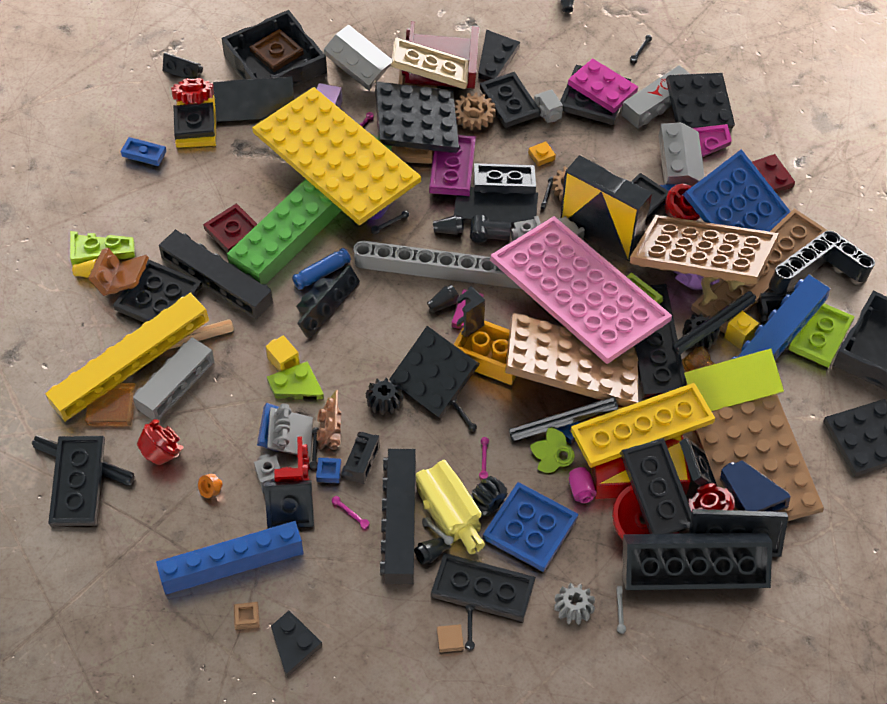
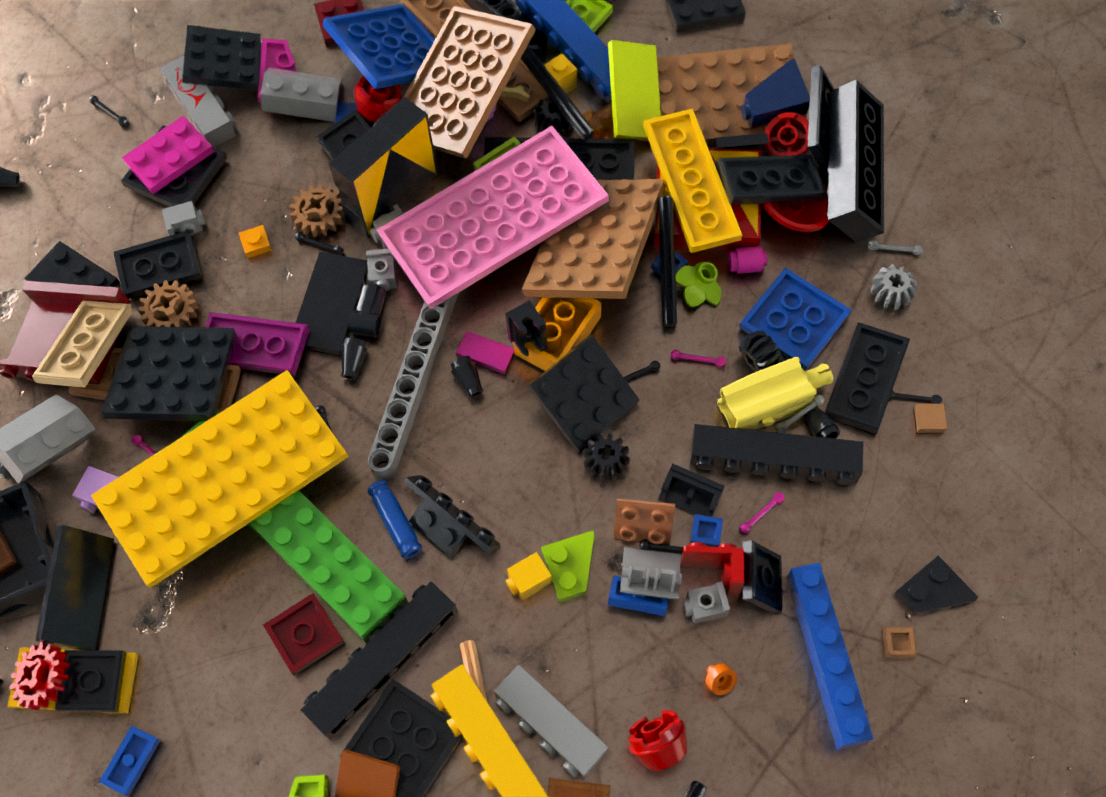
camera: 80 degrees left, 10 degrees up
(504, 178) = (292, 283): black plate -> none

